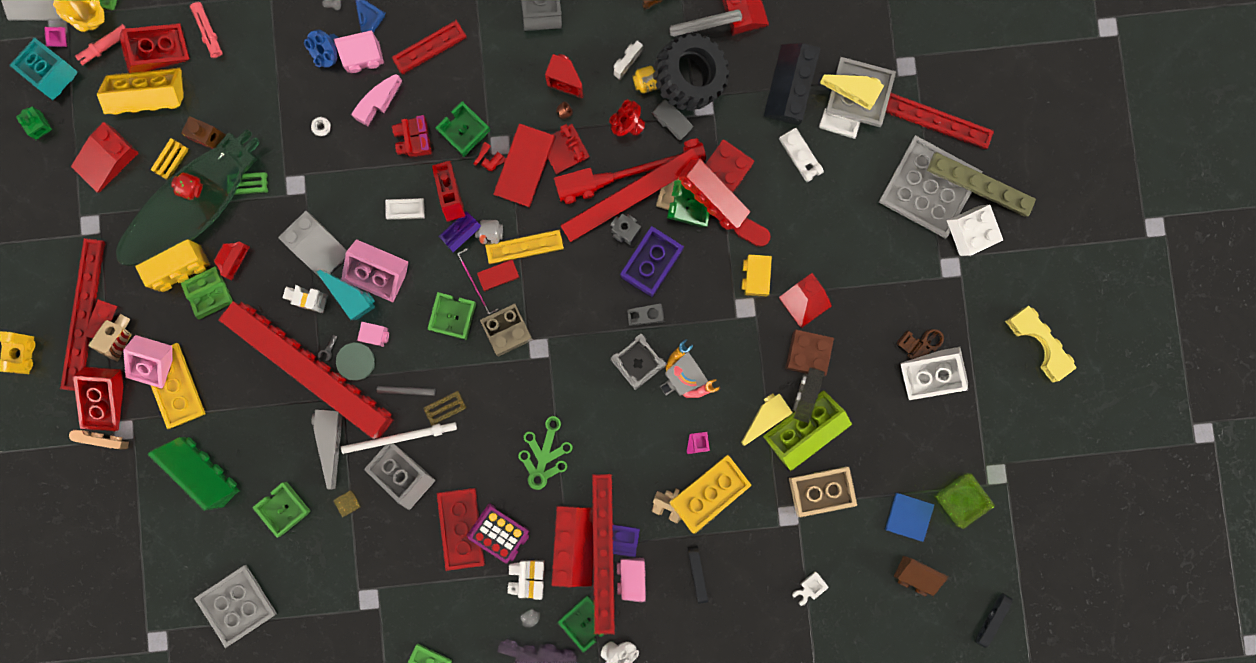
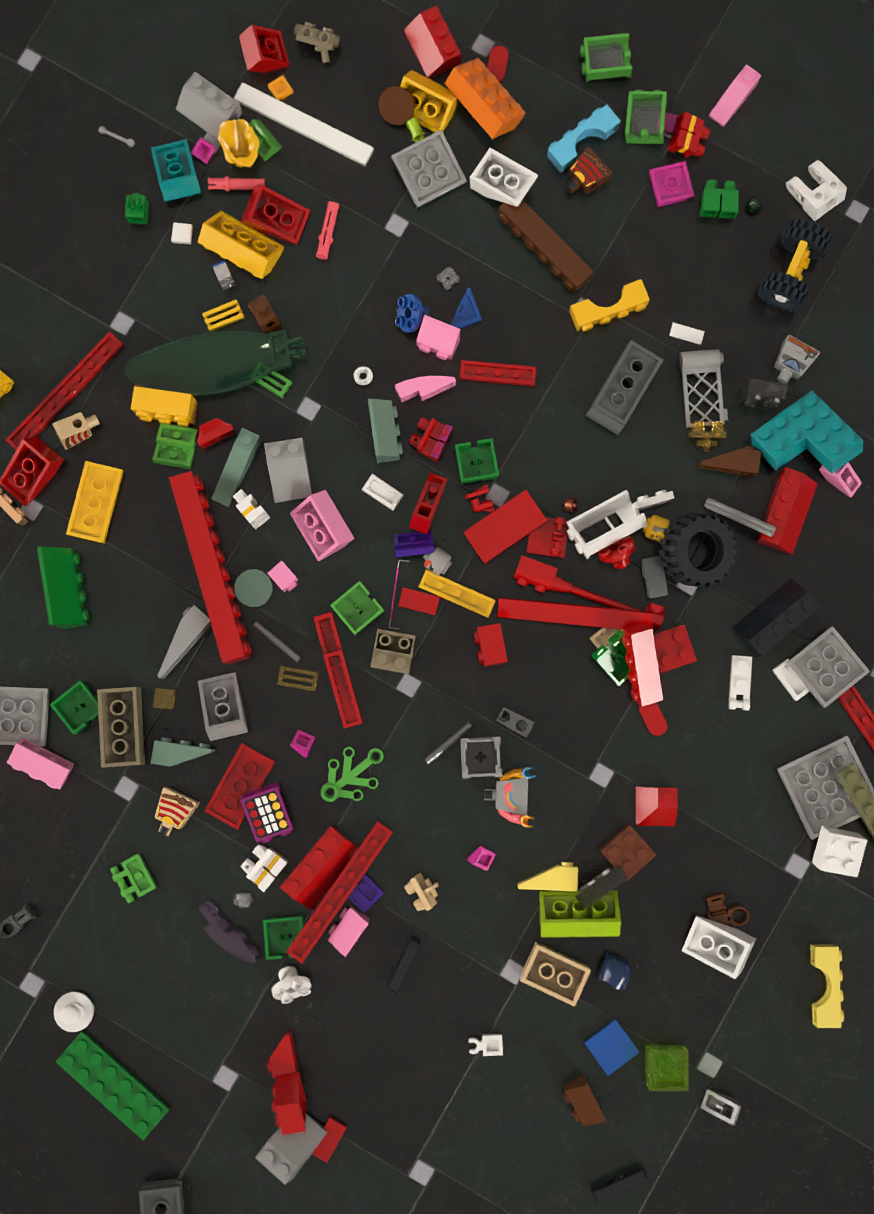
camera: 40 degrees right, 0 degrees up
(86, 116) = (182, 233): none -> white tile
(102, 312) = (80, 403): red plate -> none
(103, 157) = (171, 276): slope -> none
(145, 125) = (223, 275): none -> flat silver piece
(147, 361) = (89, 469): bright pink slope -> none
(187, 186) = (221, 348): red head -> none
(269, 272) = (236, 466): none -> sand green slope
(270, 509) = (102, 663): bright green piece -> none
(271, 560) = (72, 701): none -> green piece
(281, 630) = (40, 763): none -> bright pink brick
(327, 552) = (121, 727): none -> dark tan slope
(328, 349) = (239, 562): dark grey hand -> none
(351, 299) = (286, 534): teal slope -> none
(370, 157) = (384, 430): none -> sand green slope
(386, 543) = (172, 754): none -> sand green slope
(420, 587) = (174, 810): none -> torso
(435, 430) = (277, 691): white bar -> none
(472, 377) = (337, 669): none -> red slope
(486, 457) = (302, 743): none -> dark pink slope
(563, 76) = (590, 477): red slope -> none
(582, 267) = (491, 645): none -> red brick
(603, 82) = (618, 504): none -> white door
(604, 370) = (448, 743): none -> flat silver bar
(627, 235) = (550, 646): dark grey brick -> none
(651, 261) = (552, 682): dark purple brick -> none
(710, 494) = (461, 907): yellow plate -> none
(757, 275) = (630, 756): yellow brick -> none
(859, 89) = (827, 664): light yellow slope -> none
(869, 454) = (615, 971): none -> dark blue helmet
(1029, 499) = (721, 1106): none -> light grey slope

